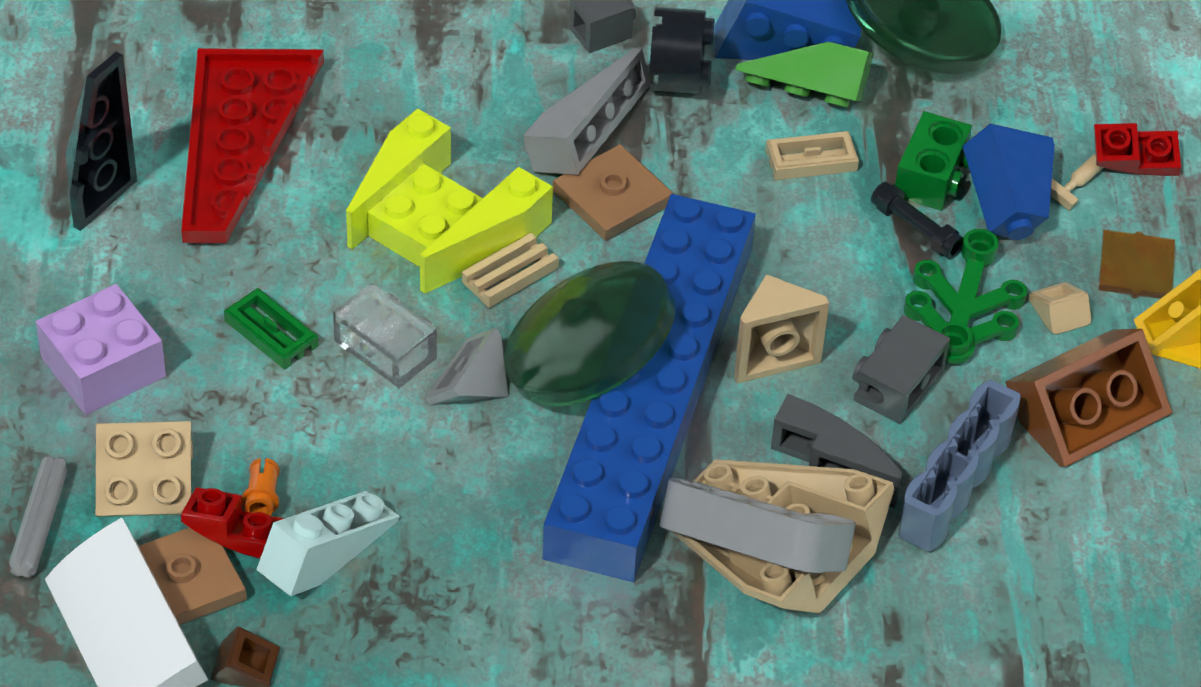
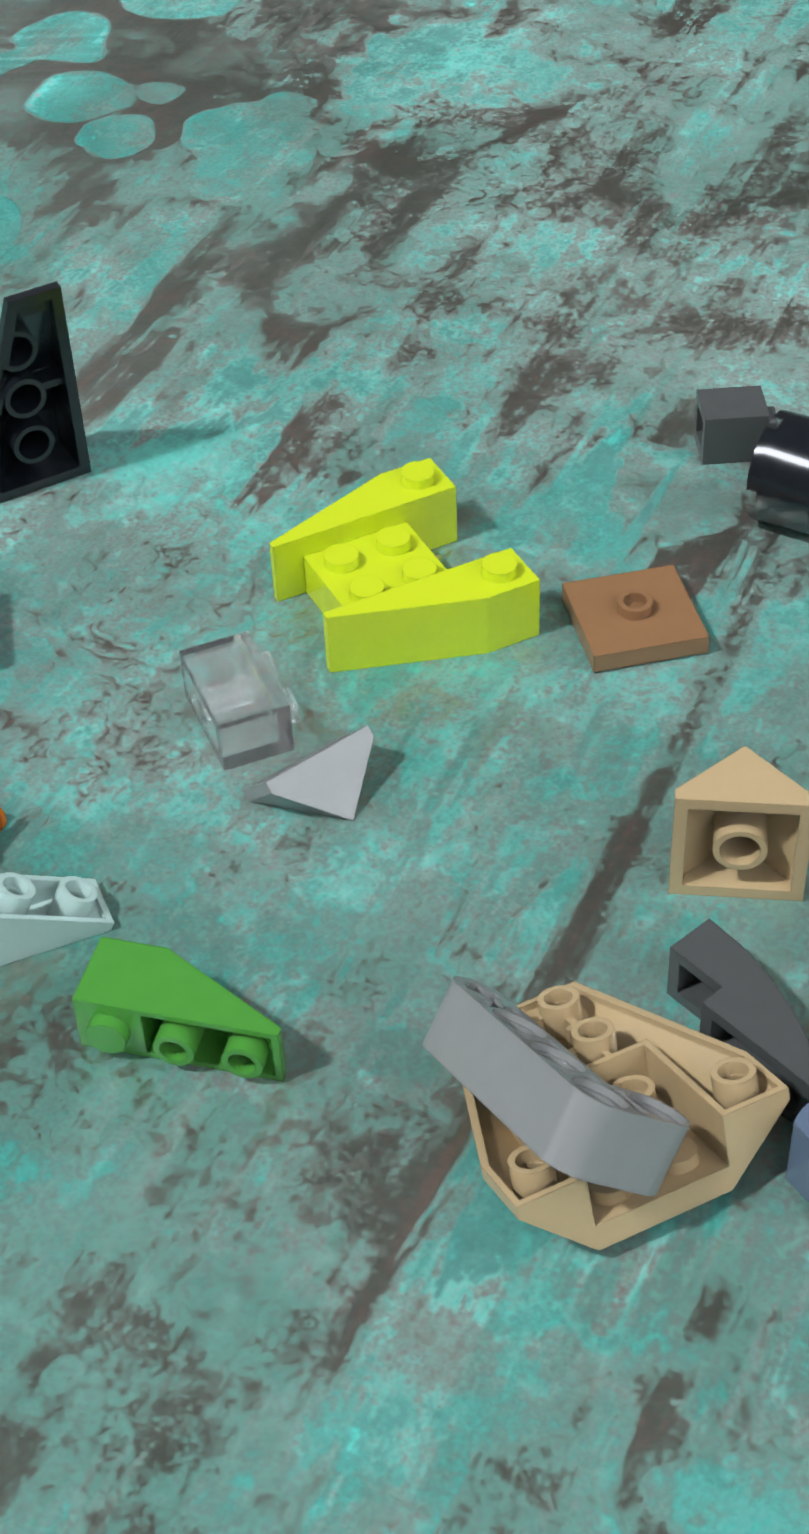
camera: 30 degrees right, 5 degrees down
(237, 124) = (227, 438): red wing -> none
(264, 332) = (126, 685): green tile -> none
(482, 558) = (166, 1009): none -> bright green slope
(505, 266) = (447, 671): tan tile -> none
(580, 123) = (645, 521): light grey slope -> none
(589, 333) = (477, 763): clear green dish -> none
(638, 428) = (517, 865): blue brick -> none

